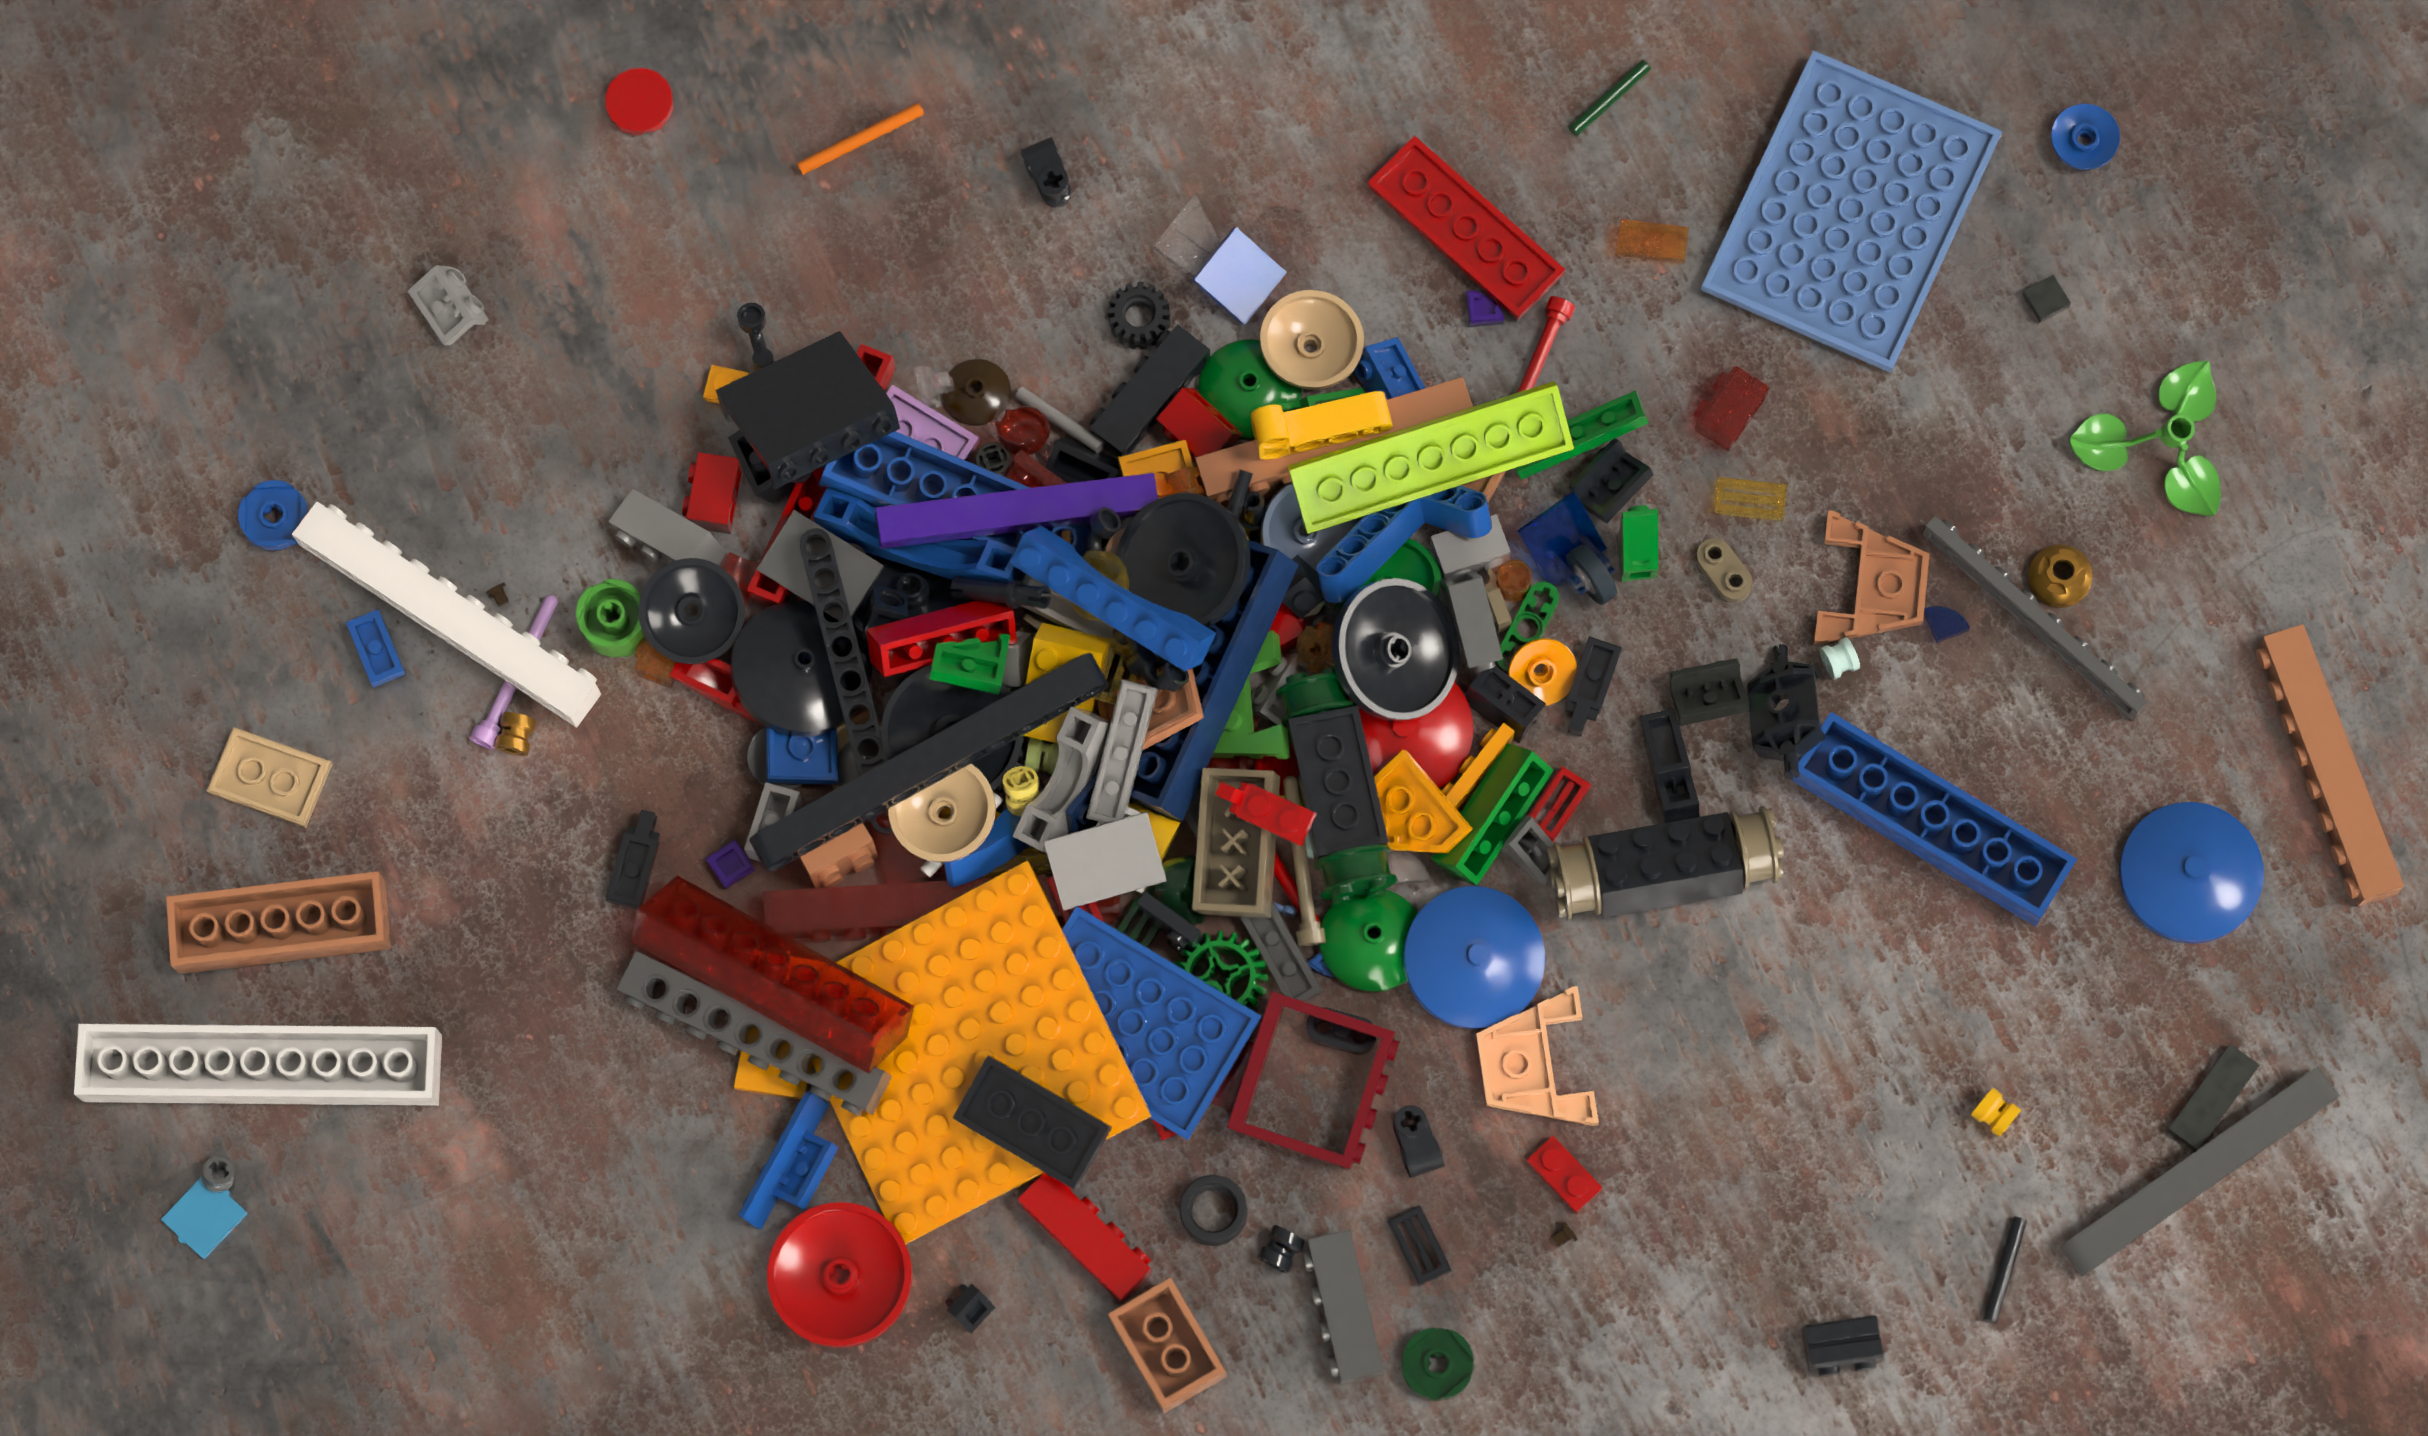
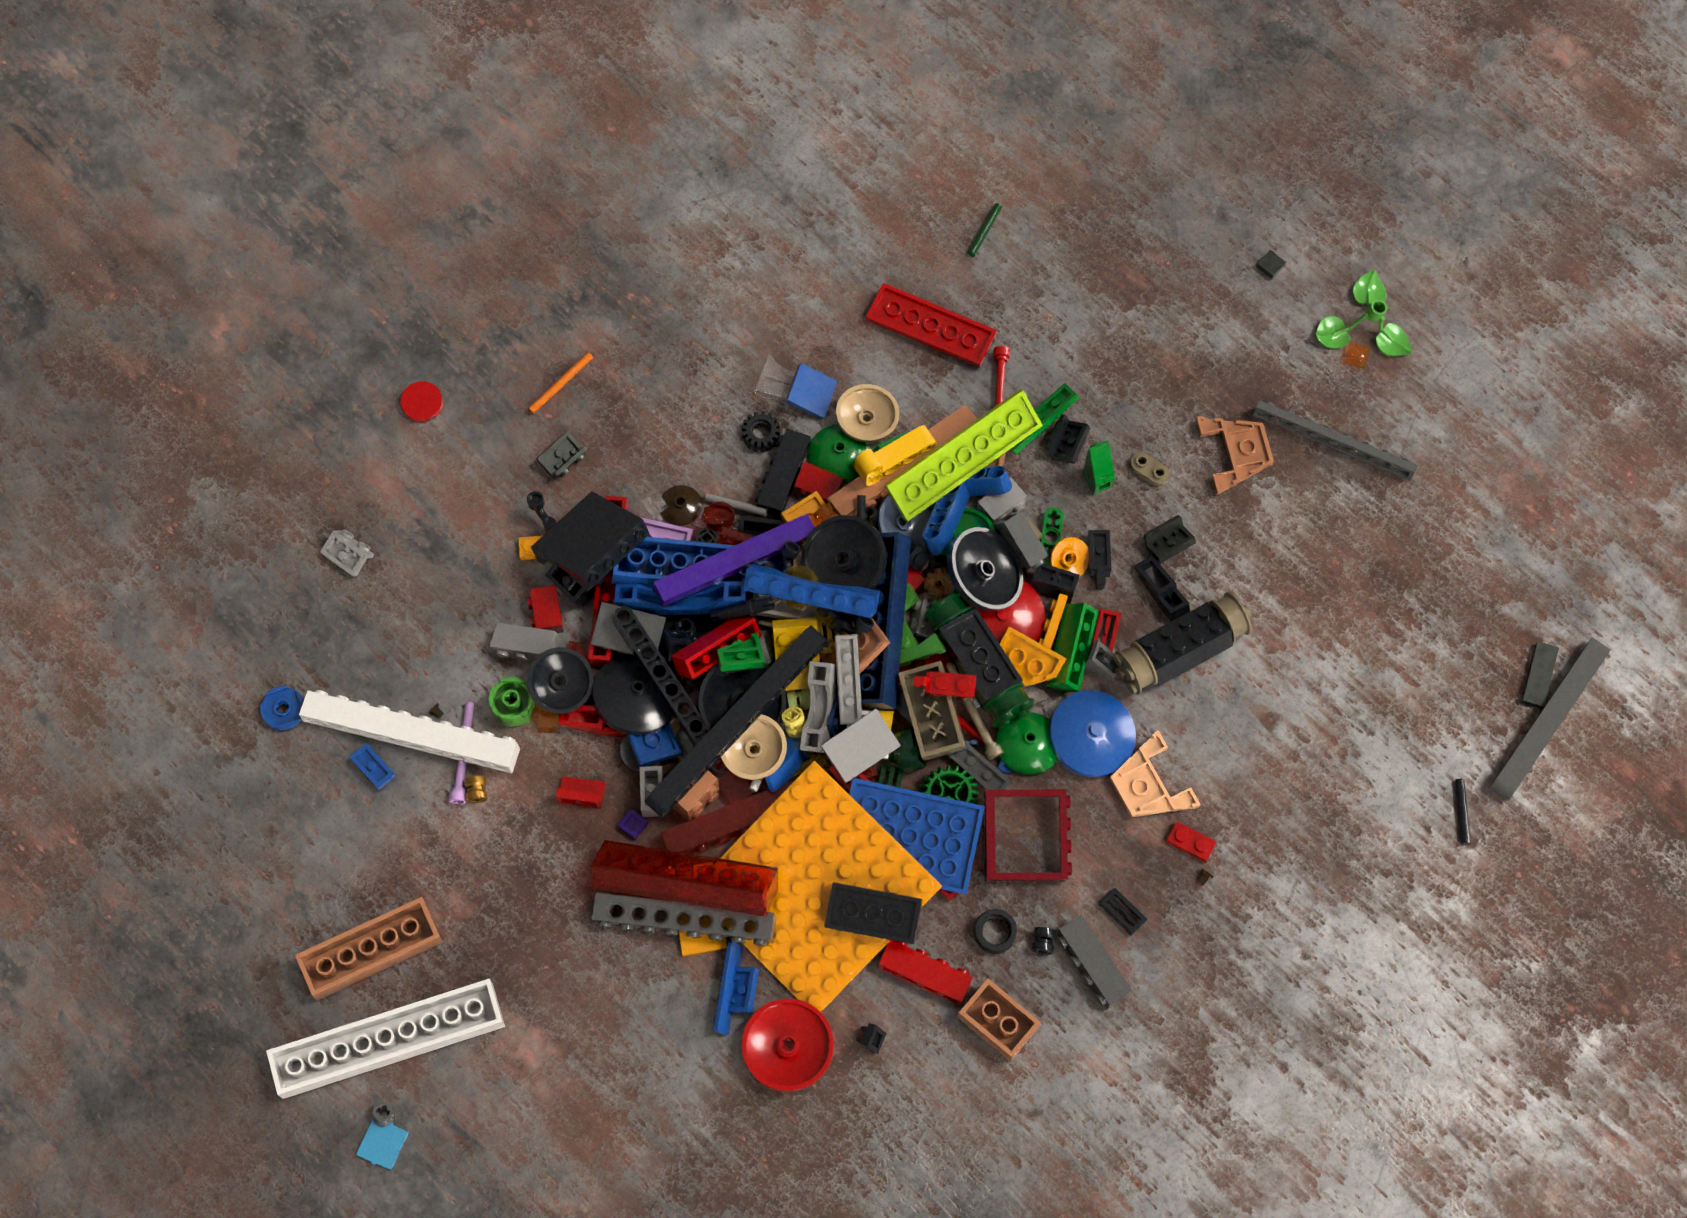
camera: 25 degrees left, 5 degrees down
(269, 777) = (333, 864): tan tile -> none
(634, 863) = (575, 842): black hinge -> none
(670, 789) = (581, 792): none -> red panel
(820, 255) = (561, 455): none -> pearl dark grey bracket
(1047, 169) = (678, 367): black piece -> none
(1178, 930) = (911, 772): black wing -> none
(1339, 1036) = (1031, 805): black plate -> none
(1388, 369) = (914, 415): blue bracket -> none
(1416, 1364) = (1173, 974): dark green plate -> none
(1417, 1148) = (1101, 853): black piece -> none
(1482, 310) = (957, 368): dark purple tile -> none
(1513, 573) = (1036, 508): clear orange wheel -> none
(1570, 549) = (1059, 484): clear blue plate -> none
(1652, 241) = (1039, 300): clear orange plate -> none
(1731, 407) = (1120, 377): clear red brick -> none
(1750, 485) = (1149, 417): clear yellow tile -> none
(1796, 727) = (1223, 546): black plate -> none
(1839, 658) = (1235, 497): light aqua wheel -> none
(1842, 1345) = (1389, 885): black brick -> none
(1851, 211) = (1145, 250): medium blue plate -> none
(1934, 819) = (1324, 569): blue brick -> none
(1945, 622) = (1285, 459): clear blue tile -> none
(1996, 1112) = (1423, 723): yellow wheel -> none
(2055, 591) = (1338, 421): pearl gold piece -> none
(2087, 122) = (1259, 162): blue dish -> none
(2126, 491) = (1357, 355): none -> clear orange plate
(2191, 872) = (1476, 553): blue dish -> none
(2329, 765) = (1530, 469): nougat brick -> none

